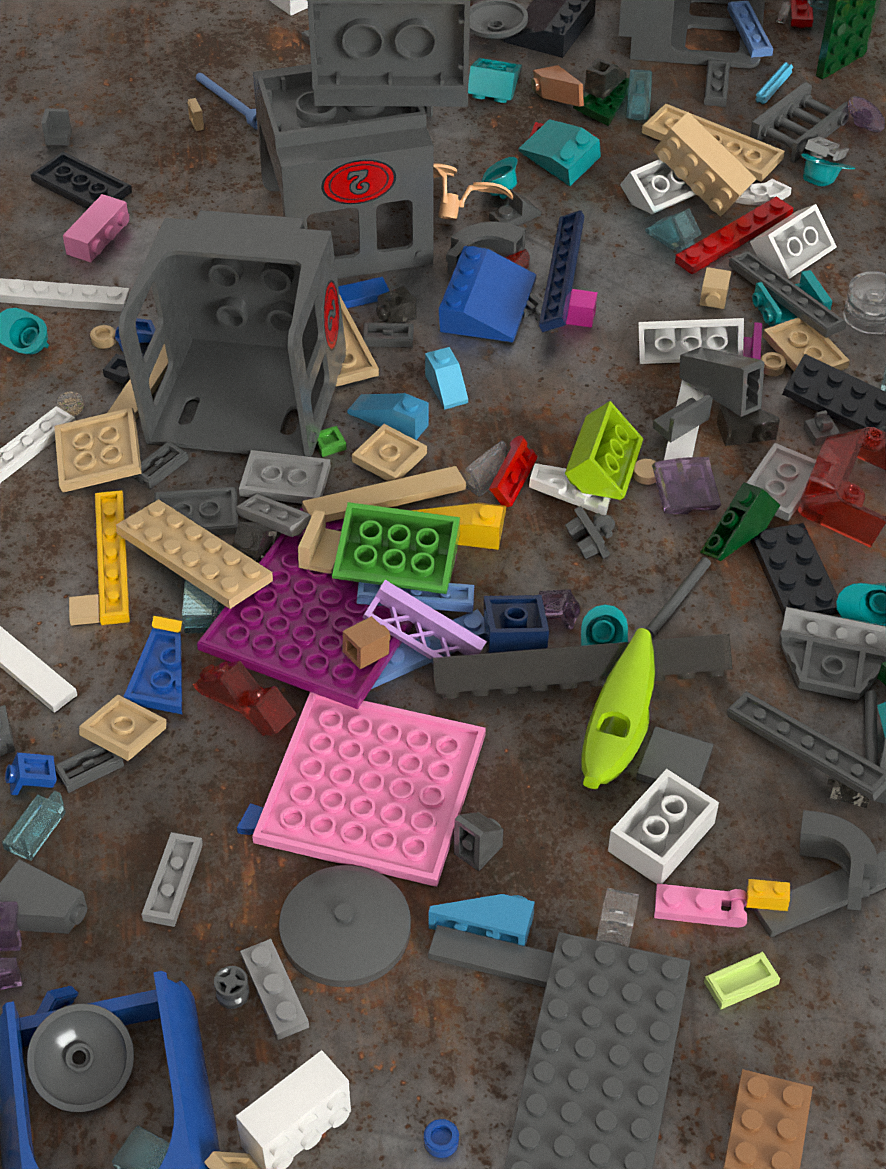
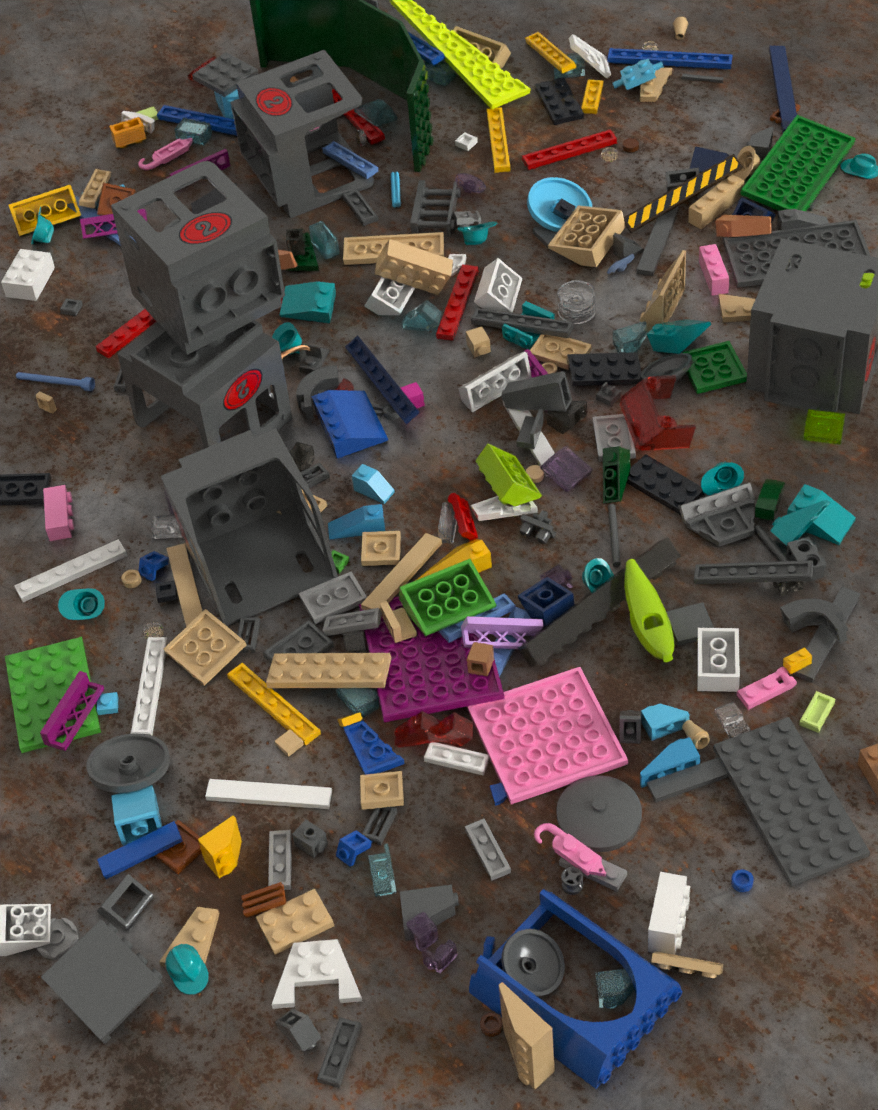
camera: 30 degrees left, 0 degrees up
(245, 746) = (456, 758): none -> white tile
(261, 948) = (572, 850): none -> bright pink plate
(526, 860) = (662, 720): none -> medium azure slope
(552, 909) = (698, 736): none -> tan cone

